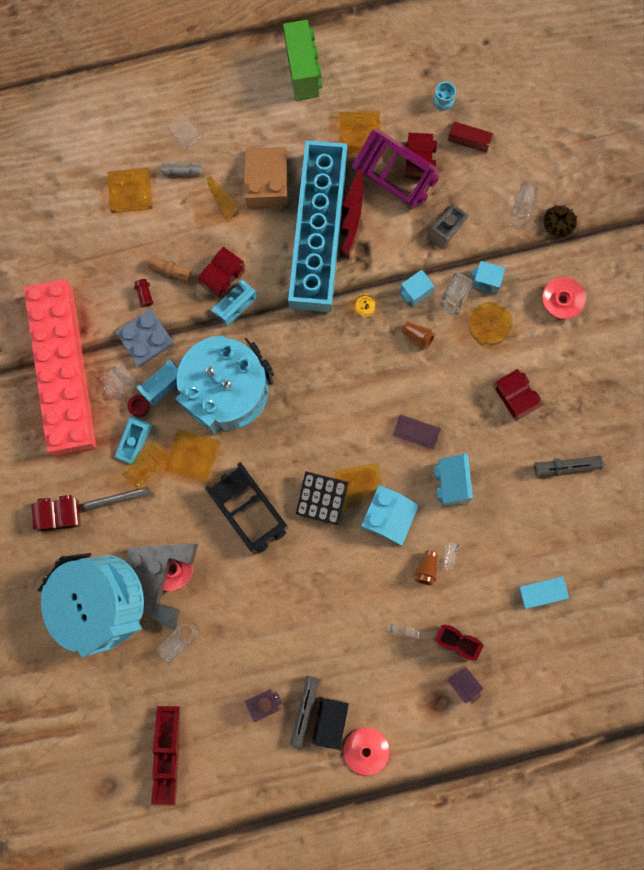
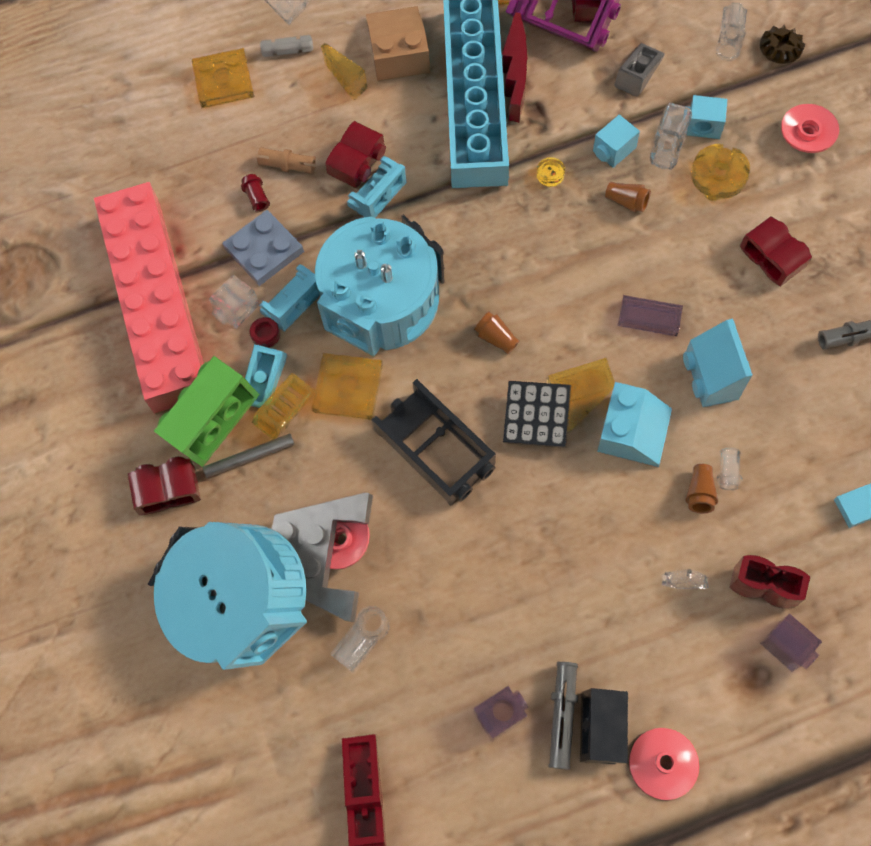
camera: 10 degrees left, 10 degrees down
(89, 467) = (207, 411): none -> bright green brick
(302, 429) = (495, 332): none -> dark orange cone

